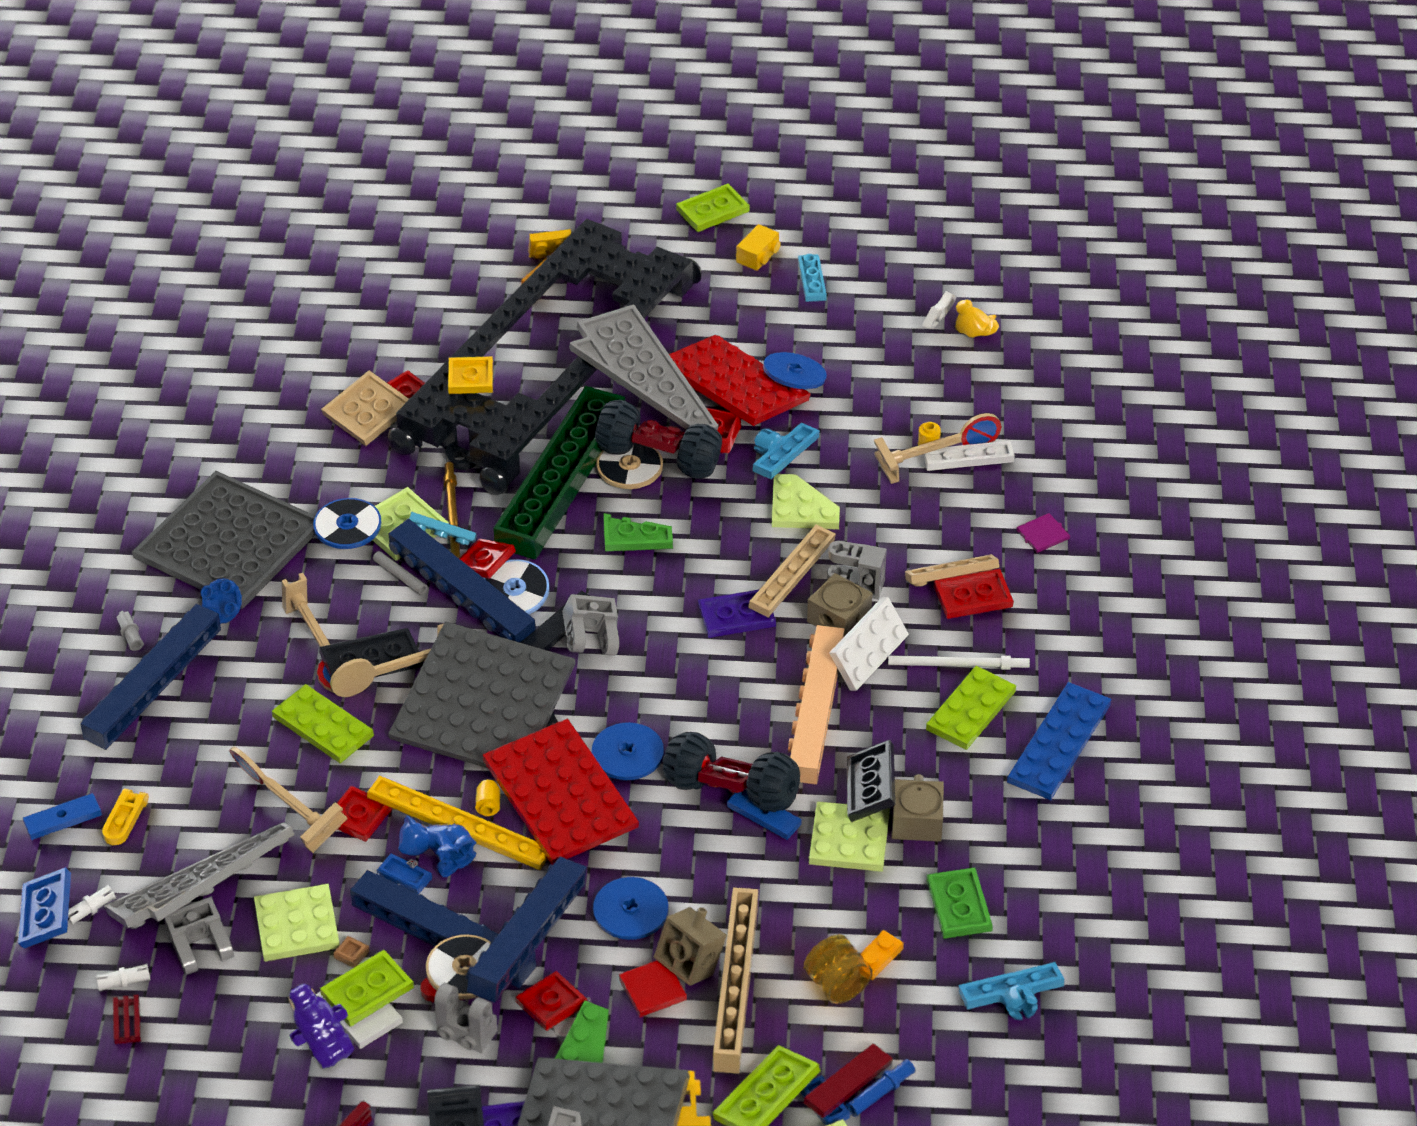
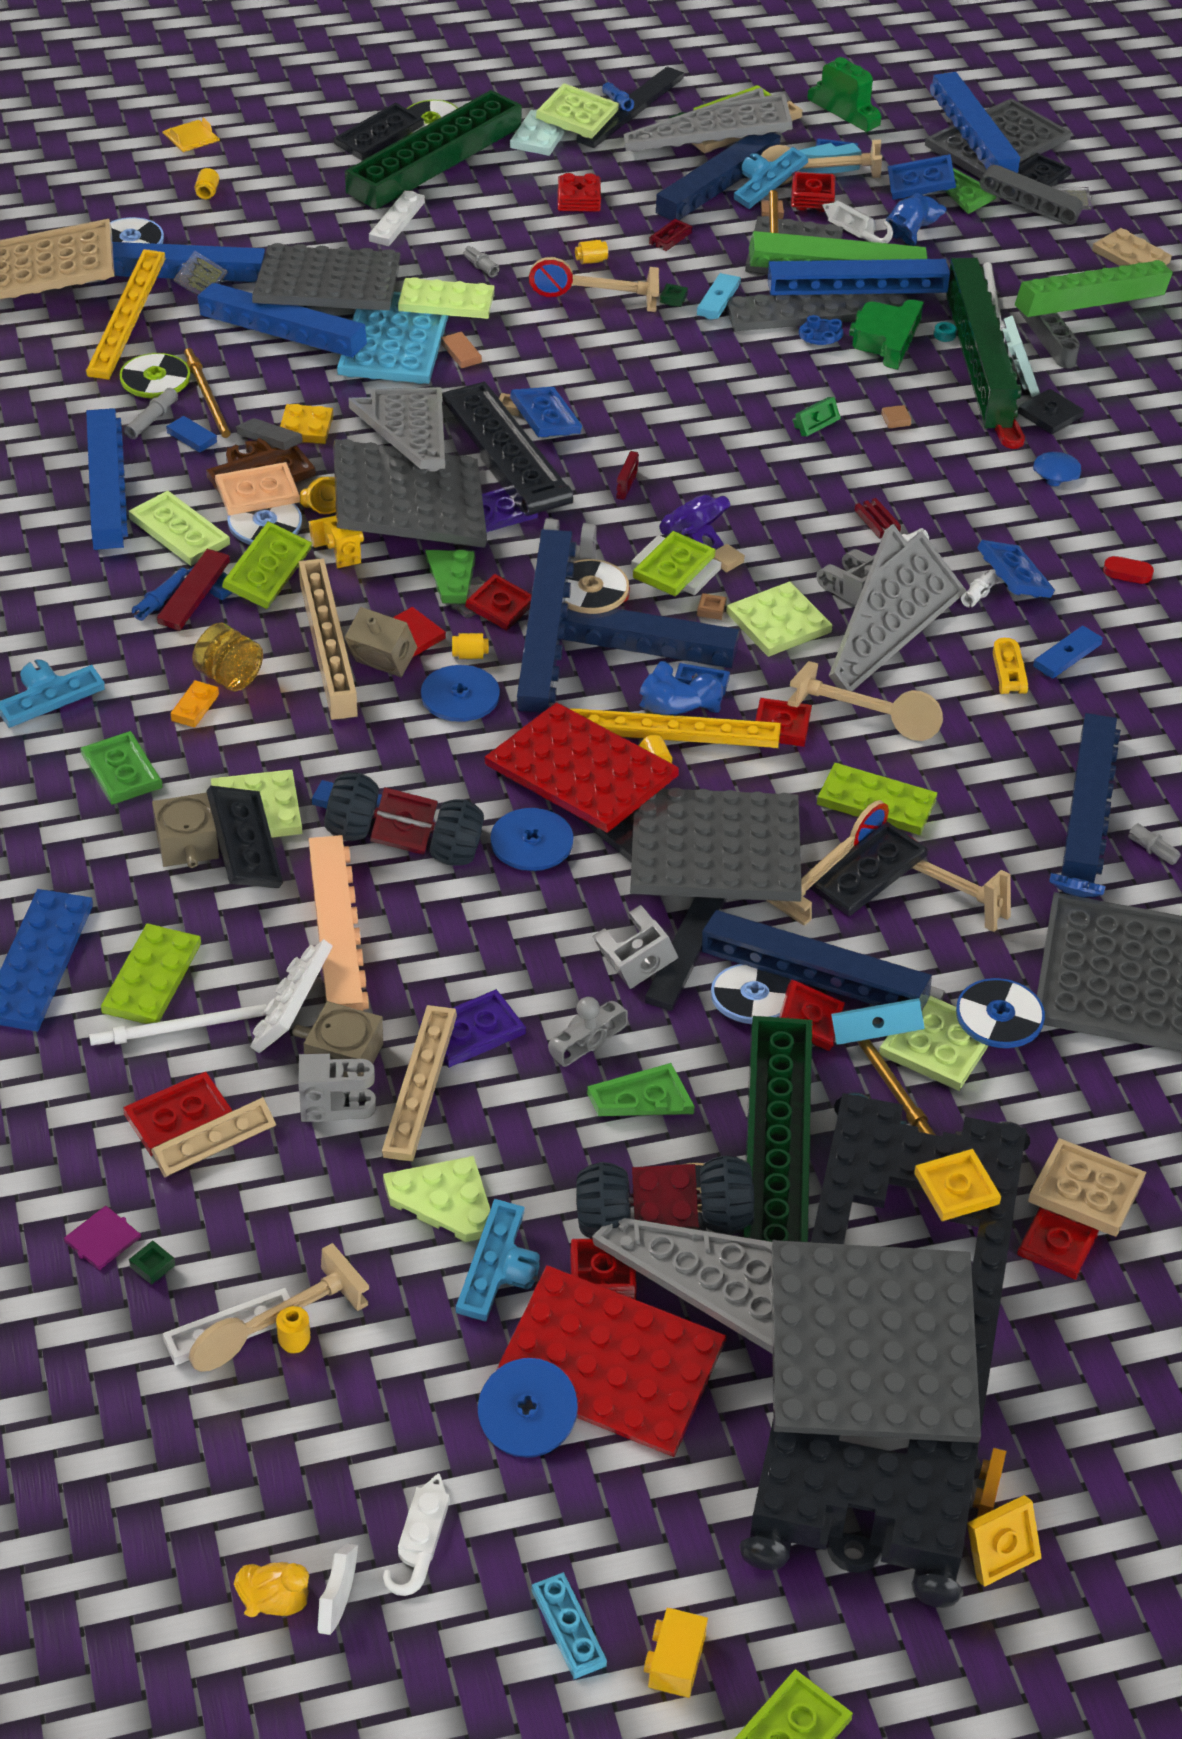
camera: 160 degrees right, 0 degrees up
(580, 298) = (874, 1342): none -> dark grey plate
(603, 948) = (469, 646): none -> yellow brick
(654, 581) = (587, 1029): none -> light grey piece
(881, 333) = (420, 1535): none -> white plate
(1012, 502) = (152, 1262): none -> dark green plate

